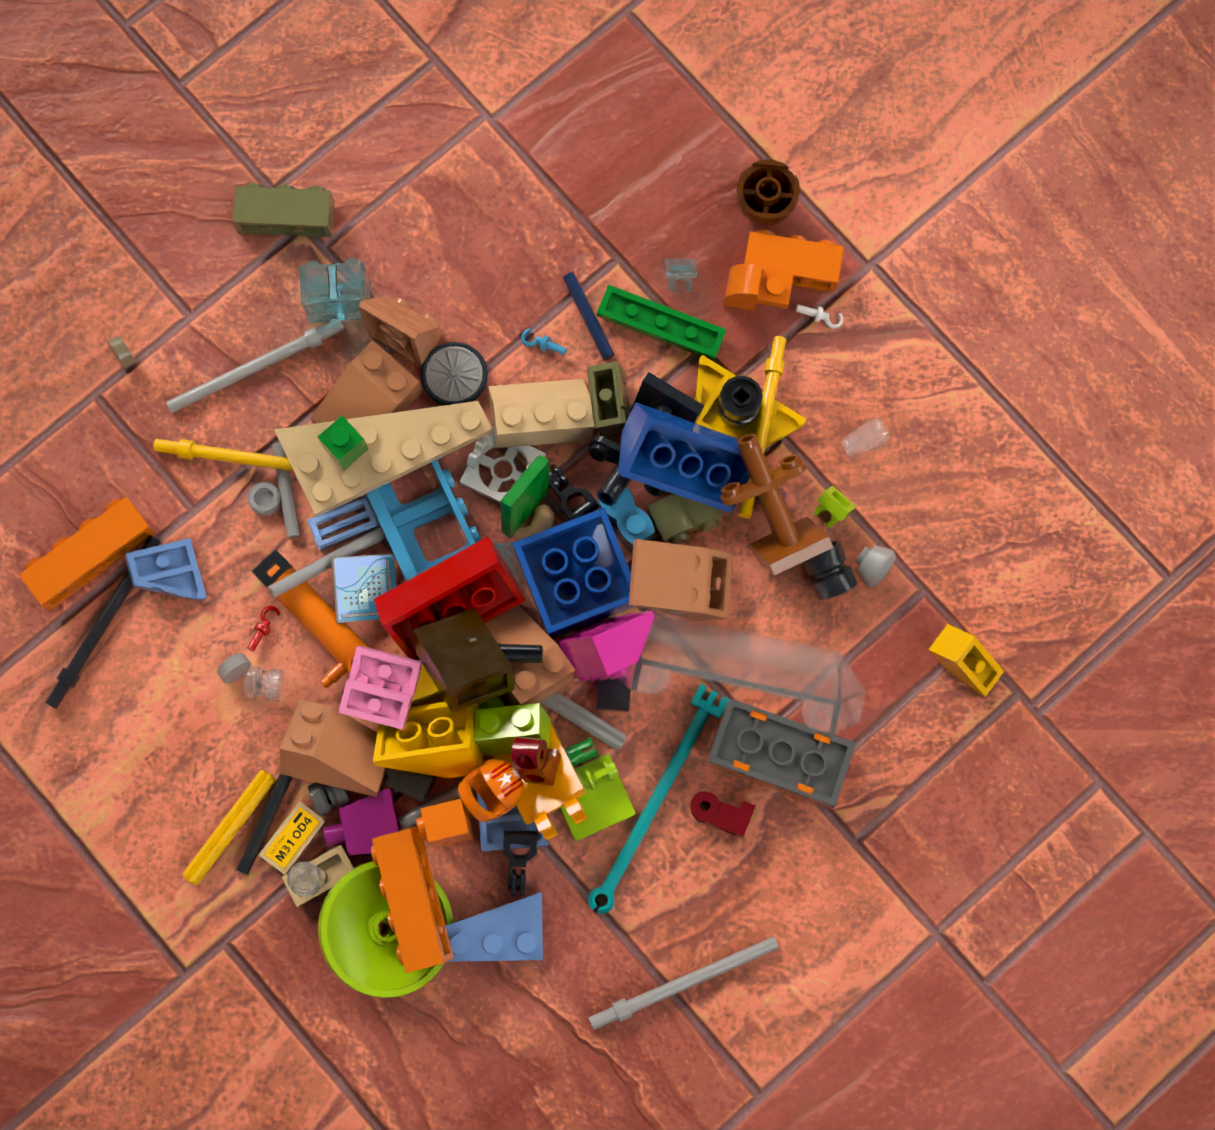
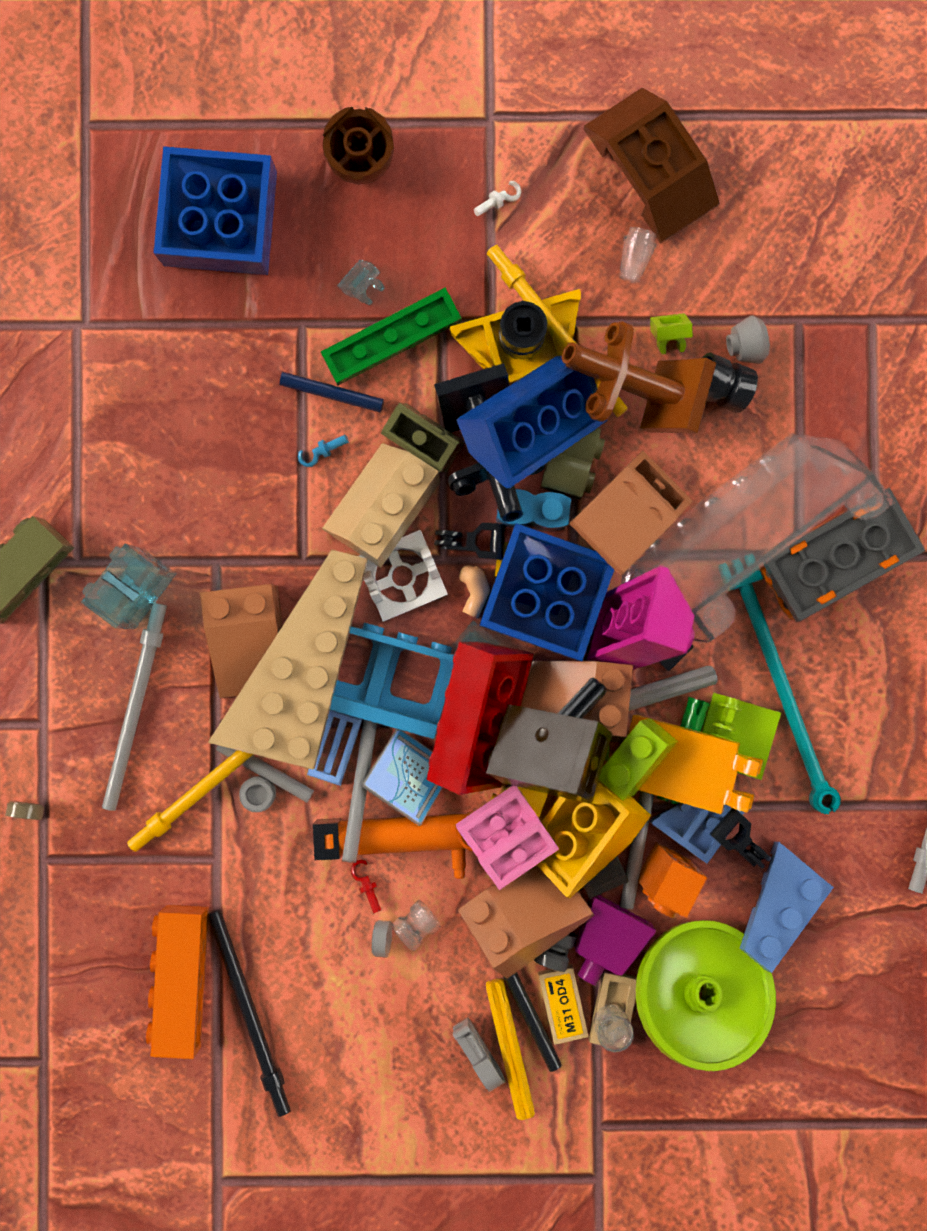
camera: 50 degrees left, 10 degrees up
(167, 570) = (251, 926): medium blue wing -> none
(206, 807) = (478, 1054): none -> light grey piece
(343, 442) = (273, 697): green brick -> none
(400, 327) = (208, 557): nougat slope -> none
(412, 899) = (708, 960): orange brick -> none
(454, 374) = (285, 547): light grey wheel -> none
(496, 784) = (677, 811): orange helmet -> none
(524, 496) = (447, 580): green tile -> none
(534, 760) = (684, 764): dark red leg -> none
(641, 139) = (215, 210): none -> blue slope
(710, 811) = (843, 645): dark red leg -> none
(752, 285) = (428, 228): orange brick -> none
(812, 263) = (433, 178): orange brick -> none
(937, 397) = (657, 161): none -> reddish brown slope
(966, 659) = (887, 336): yellow slope -> none

